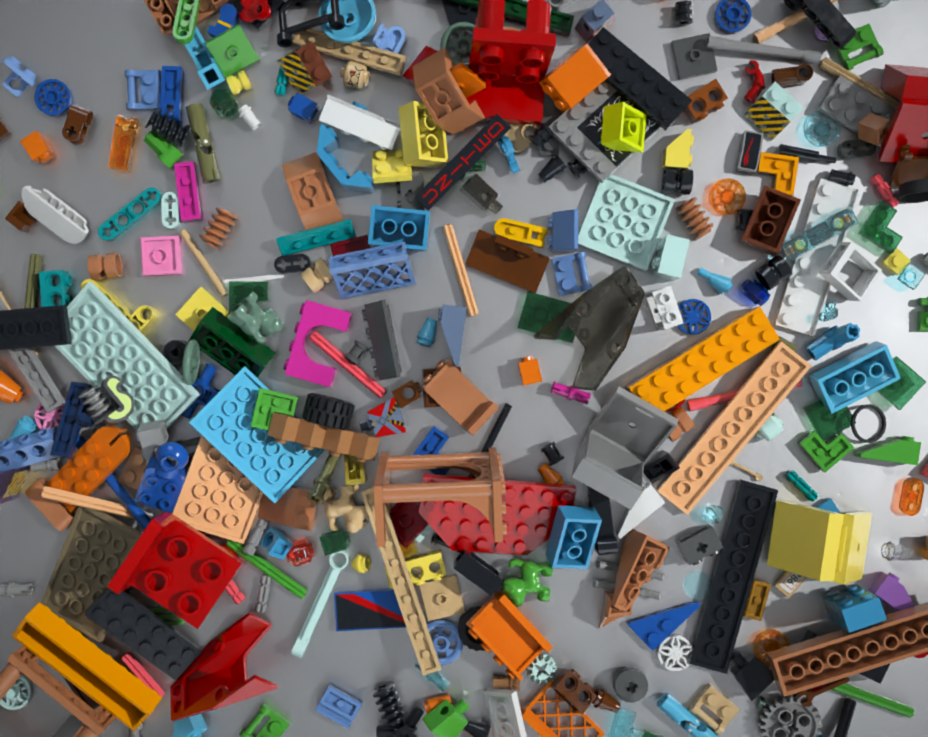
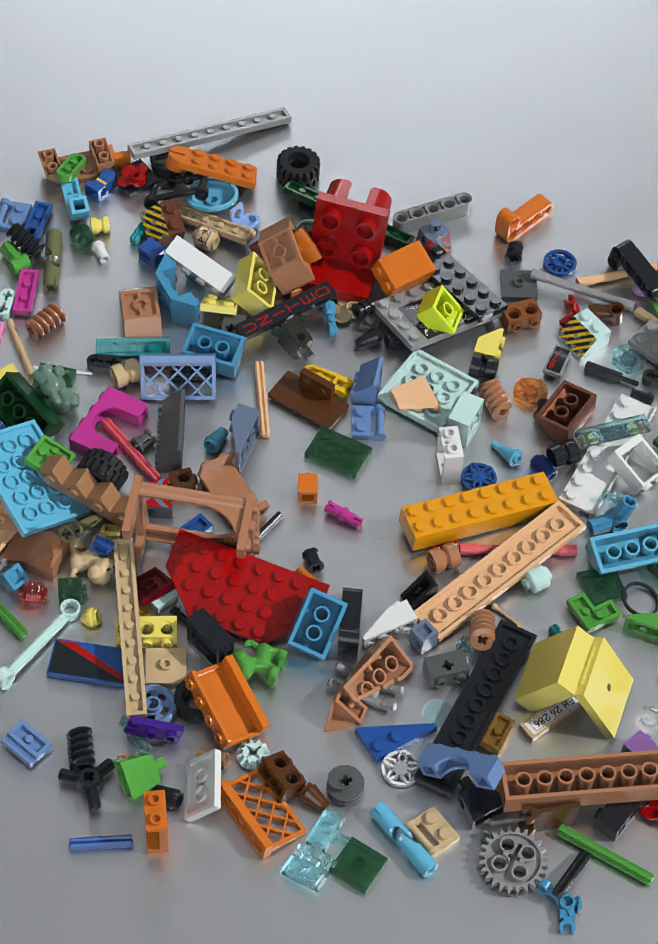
camera: 10 degrees right, 35 degrees down
(232, 50) = (103, 200): bright green plate -> none
(352, 502) = (101, 546): none -> blue tile
(447, 677) = (154, 729): none -> dark purple hinge
(602, 324) = (387, 450): clear smoke windscreen -> none
(615, 239) = (414, 396): none -> light nougat slope
(615, 453) = (376, 559): light grey container -> none
(673, 519) = (423, 636): none -> sand blue brick
(726, 501) = (482, 629): none -> nougat piece
(760, 674) = (439, 760): none -> medium blue arch
(783, 168) = (583, 376): light orange plate -> none
(853, 608) = (597, 736): dark azure brick -> none

